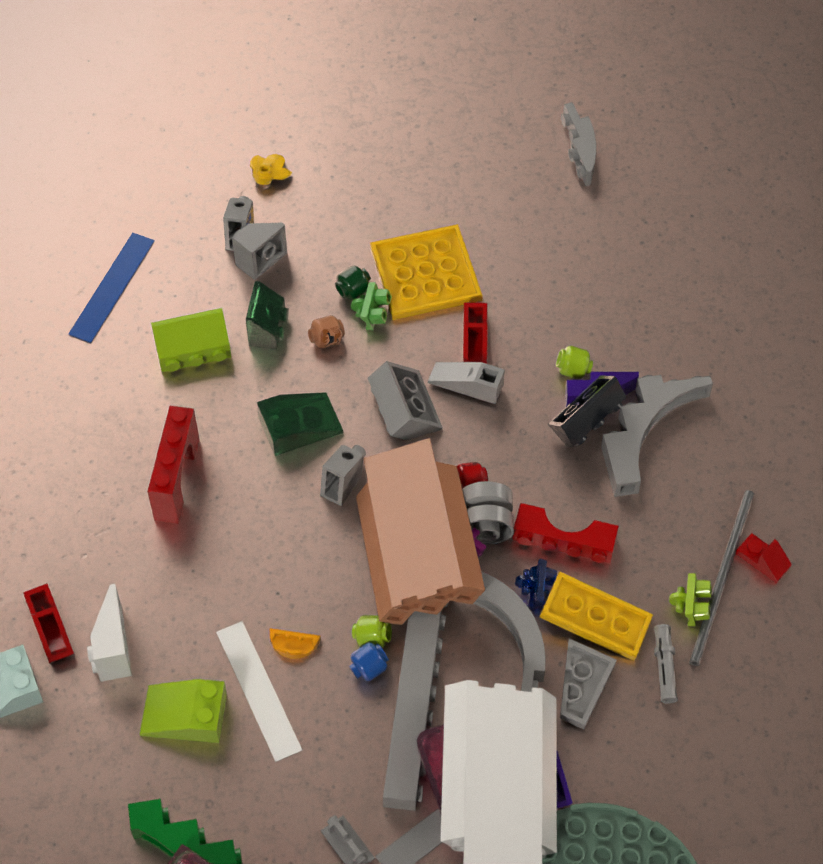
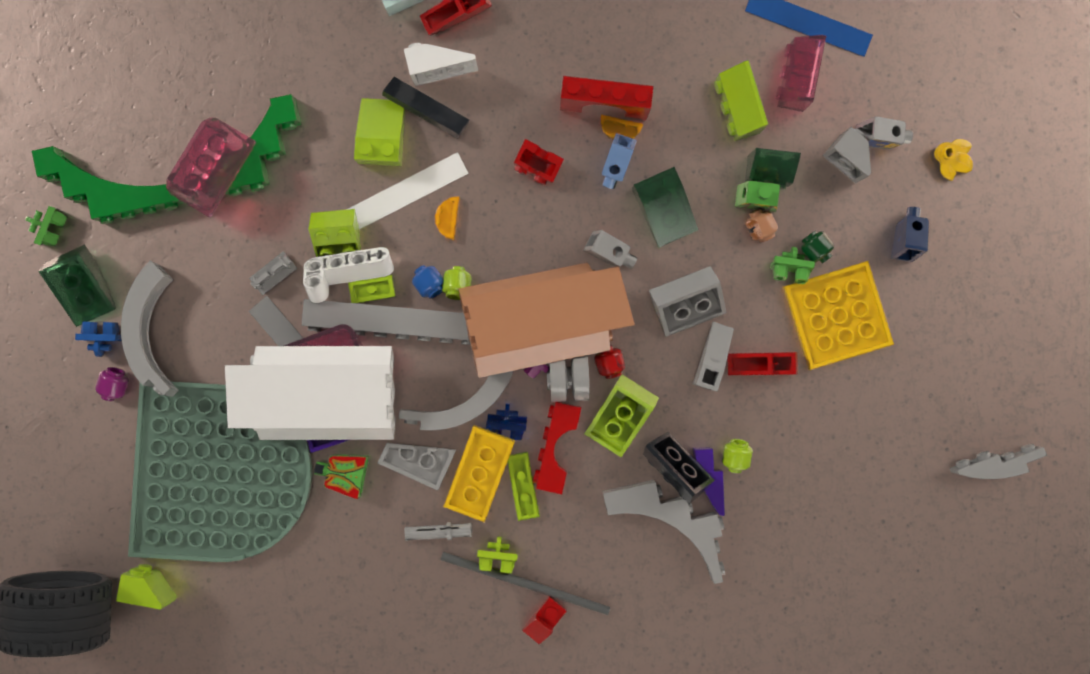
camera: 90 degrees right, 30 degrees up
(159, 660) = (425, 107): none -> black tile
(166, 286) = (800, 72): none -> clear pink slope
(207, 463) = (613, 125): none -> light orange tile
(239, 540) = (537, 162): none -> red cylinder
(243, 457) = (620, 155): none -> medium blue torso
(294, 323) = (757, 196): none -> bright green torso
(306, 764) = (334, 232): none -> lime slope
(348, 202) = (911, 236): none -> dark blue torso
(348, 765) = (344, 268): none -> white beam
(374, 727) = (372, 289): none -> lime plate
(530, 469) = (622, 415): none -> lime slope
(597, 763) = (344, 473): none -> torso
(613, 573) = (523, 486): none -> lime tile

